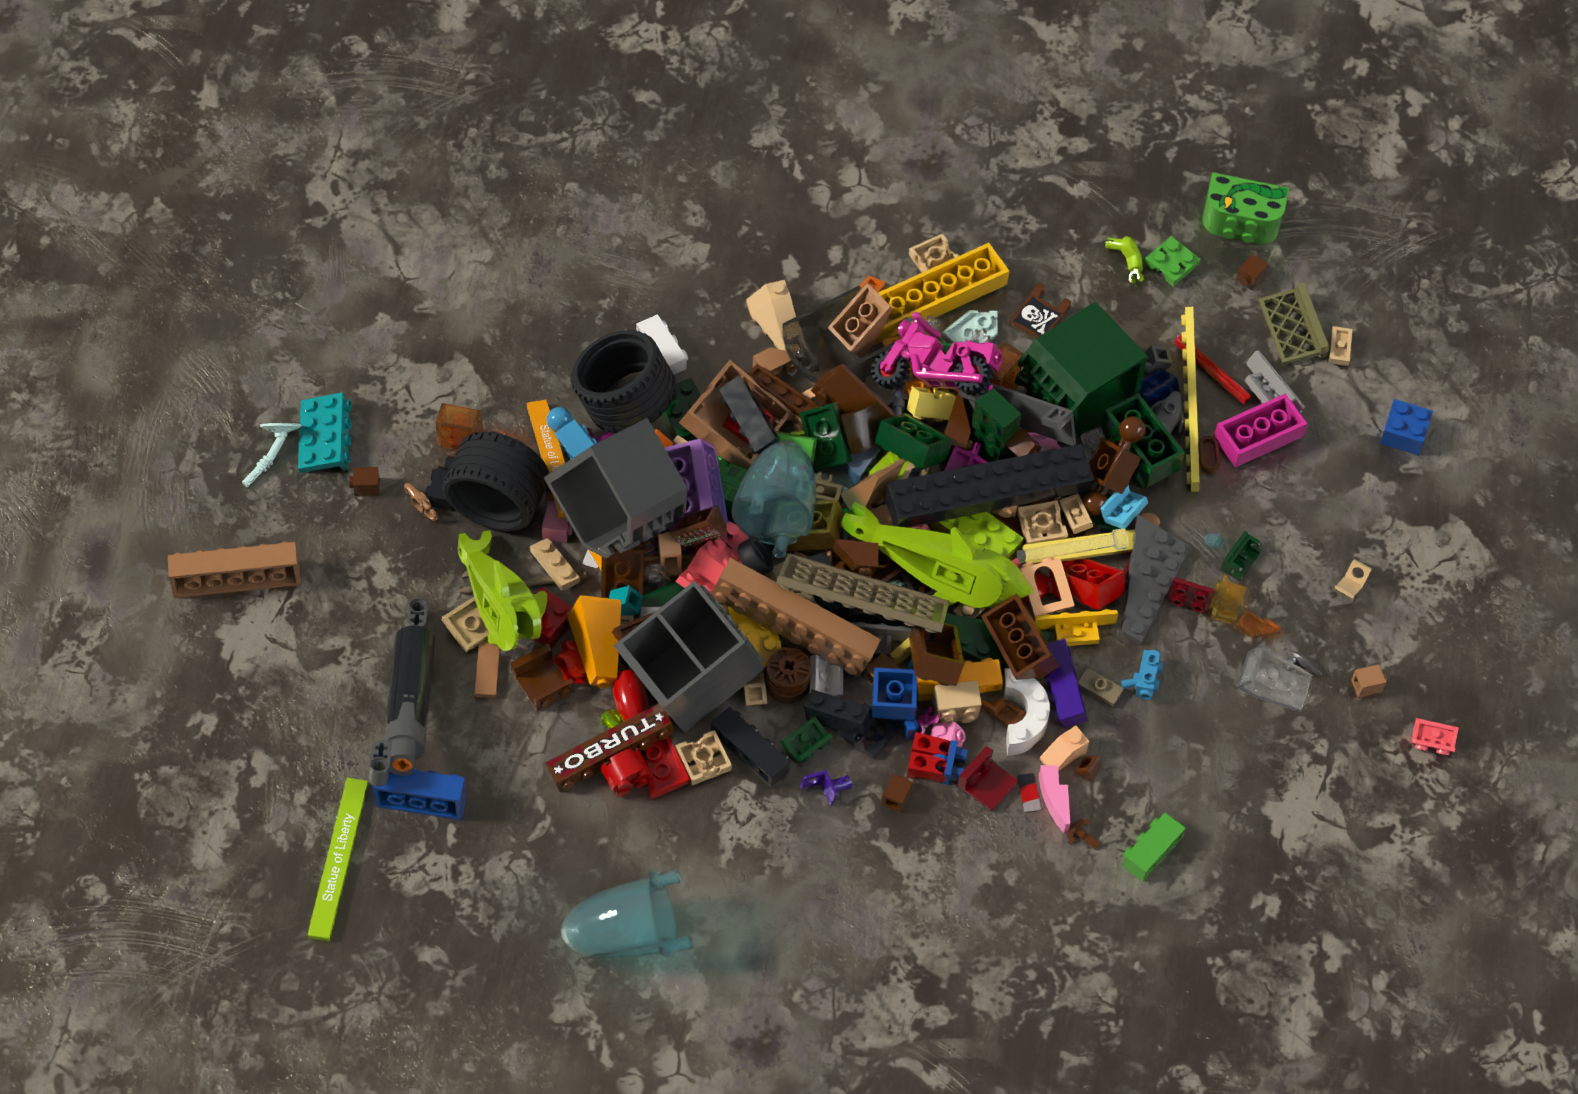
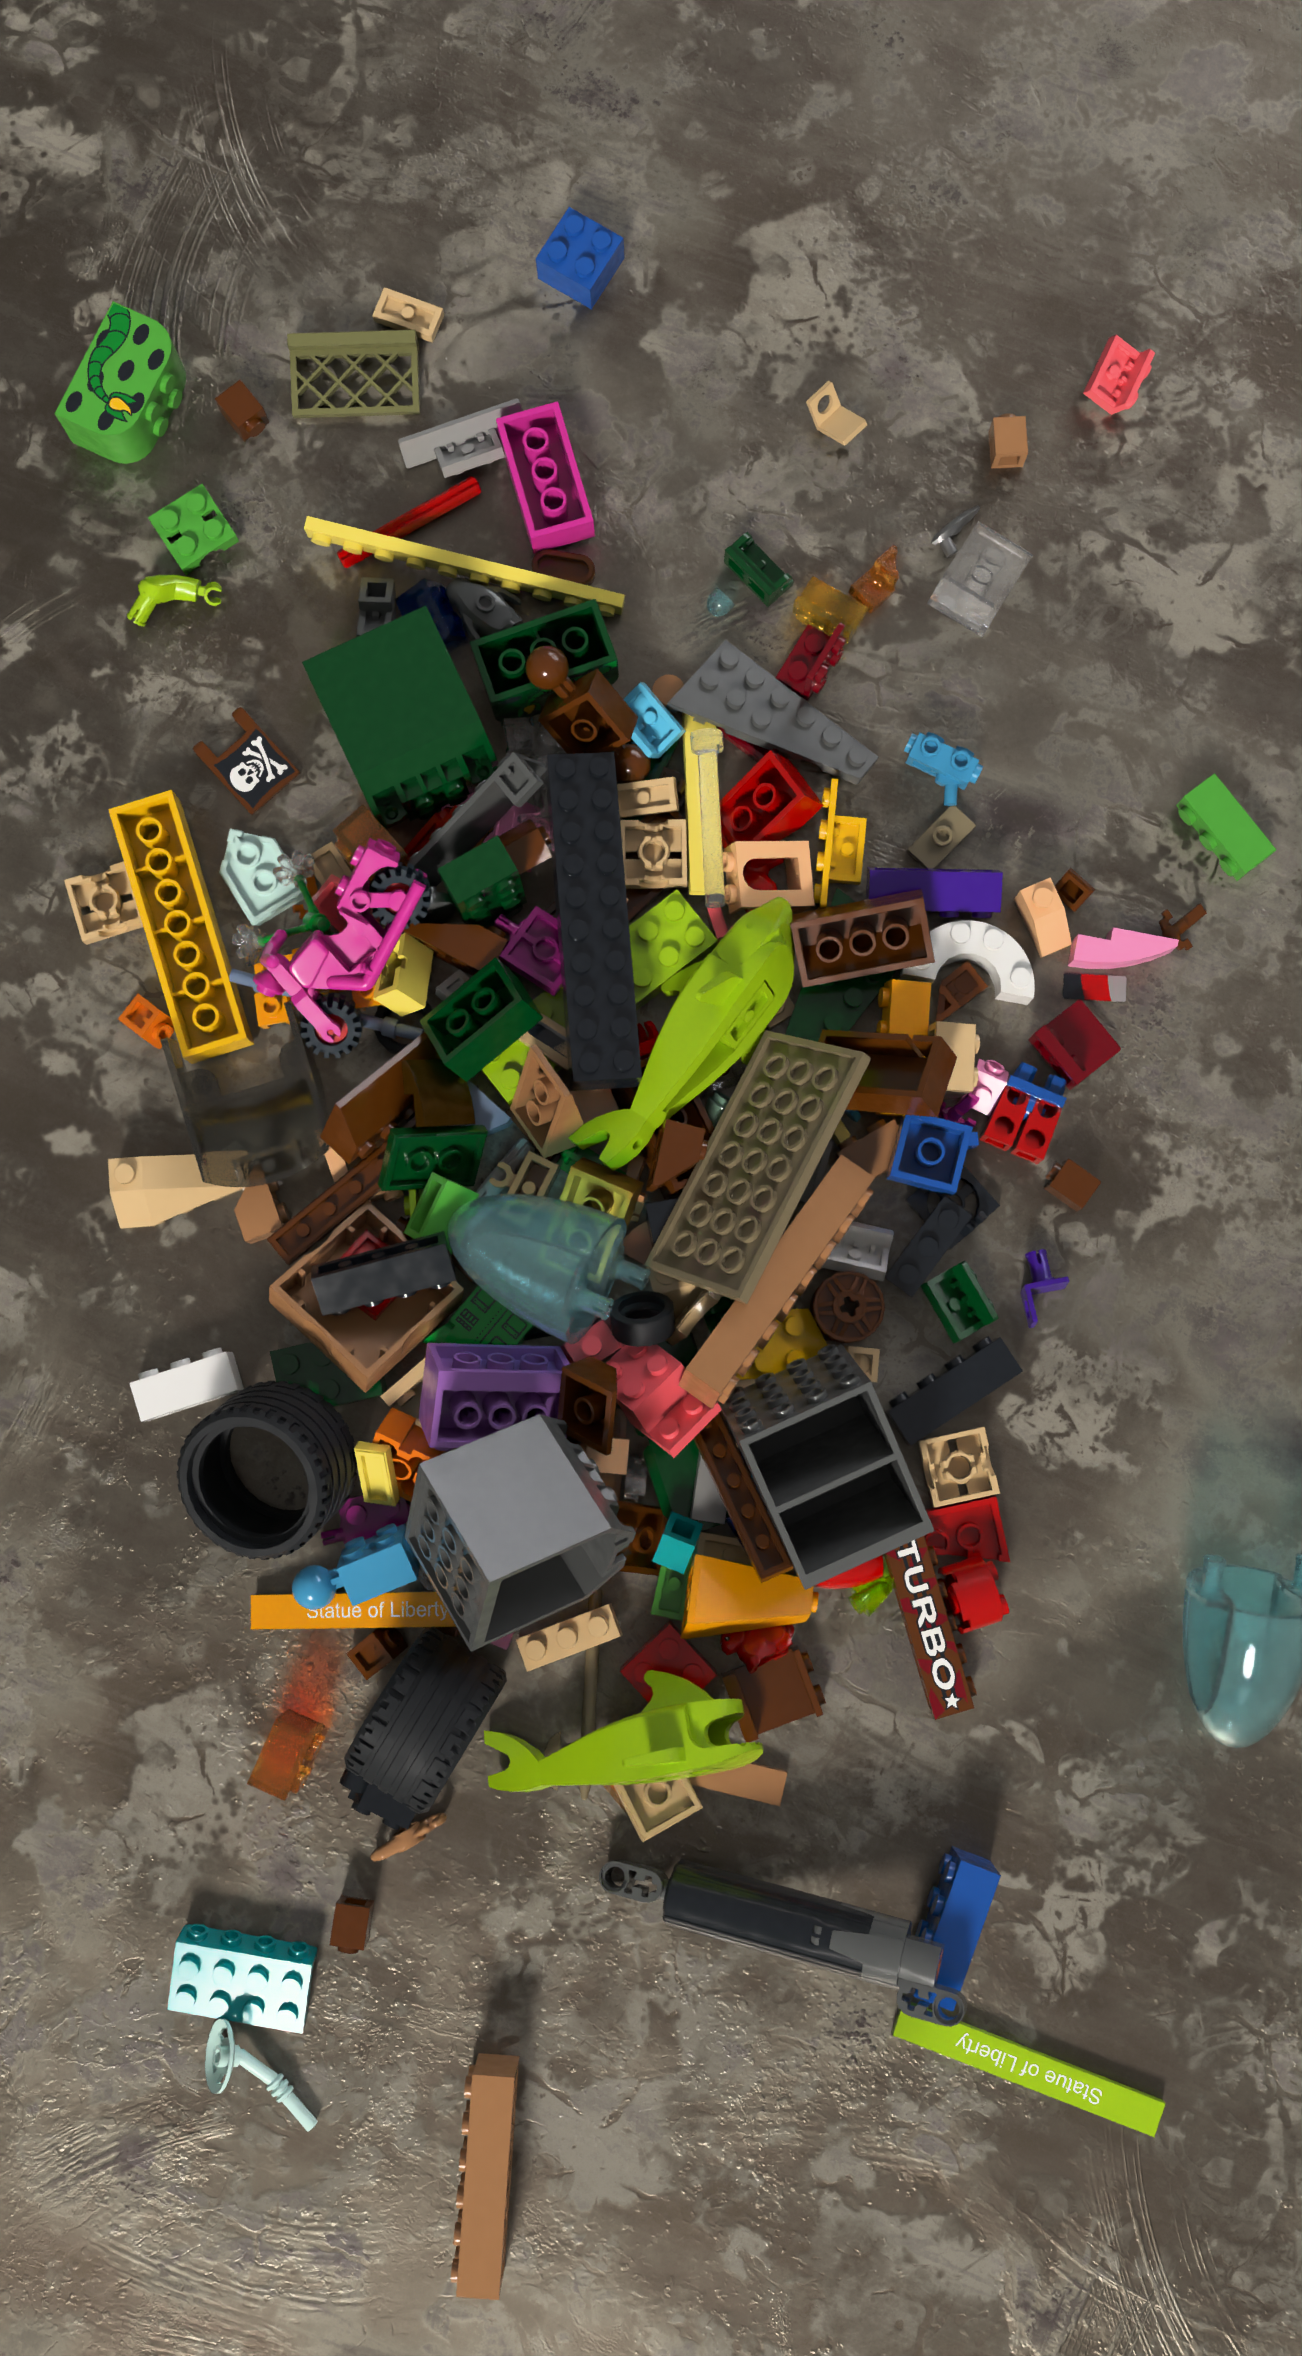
camera: 70 degrees left, 25 degrees up
(861, 321) = (228, 1052): medium nougat slope -> none

